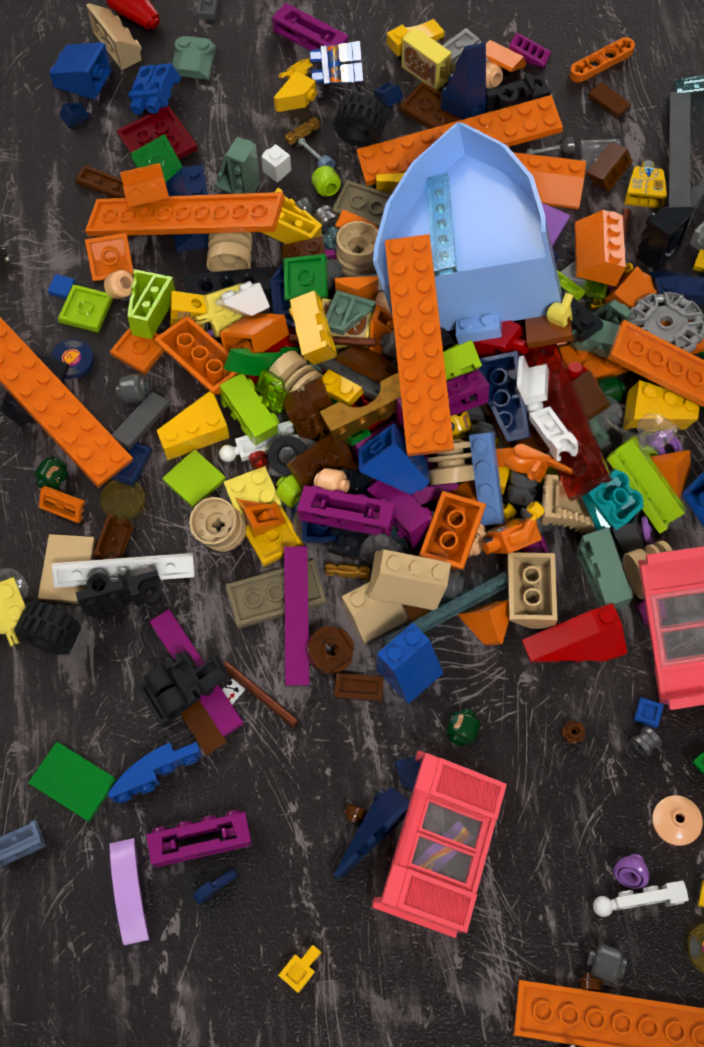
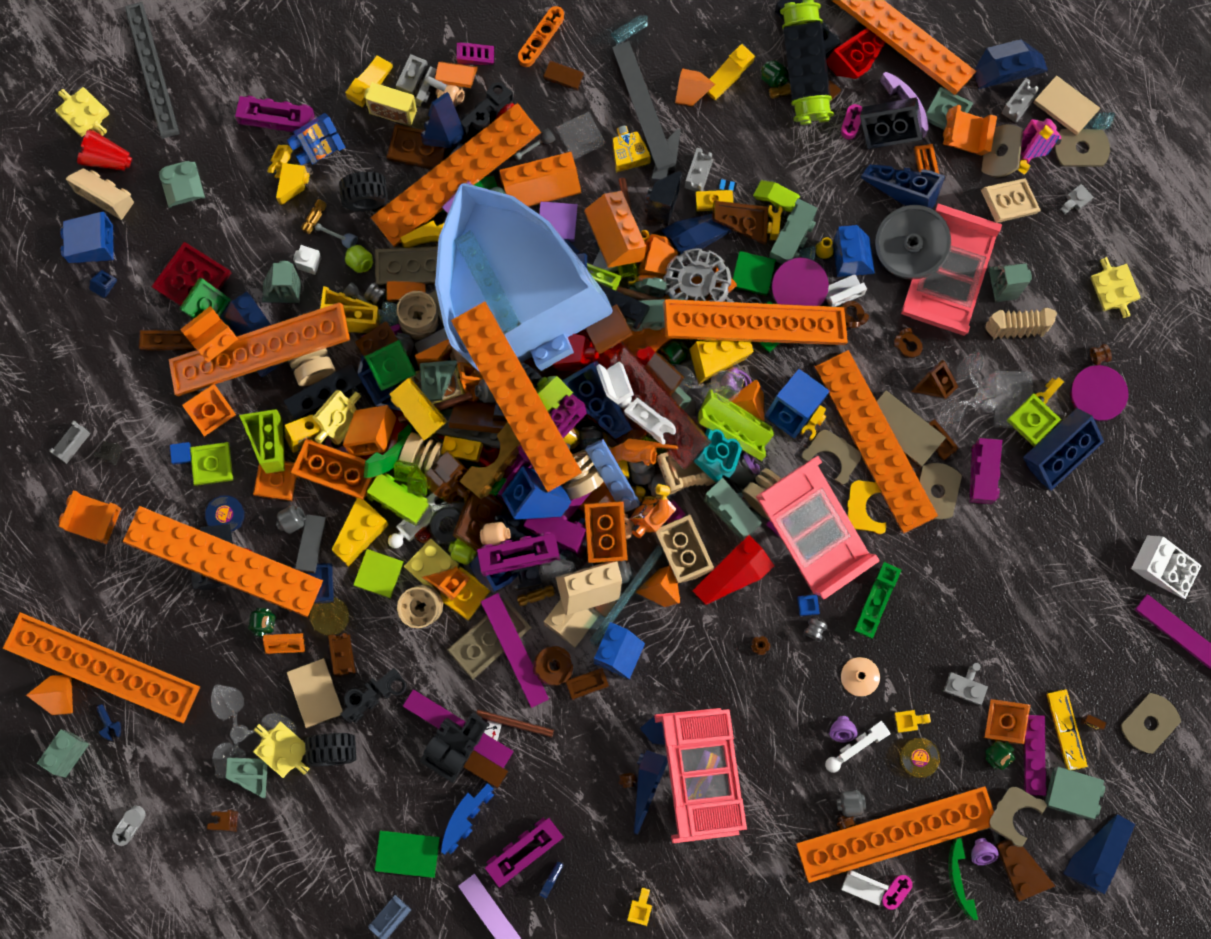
camera: 30 degrees left, 10 degrees up
(118, 284) = (231, 432): light nougat head -> none
(153, 88) = (164, 232): blue hips -> none
(168, 567) = (363, 674): white tile -> none
(245, 301) = (349, 405): white slope -> none
(388, 94) = (371, 147): dark blue slope -> none
(463, 727) = (678, 680): dark green head -> none
(559, 312) = (614, 315): light yellow piece -> none
(609, 166) = (591, 145): reddish brown hinge -> none

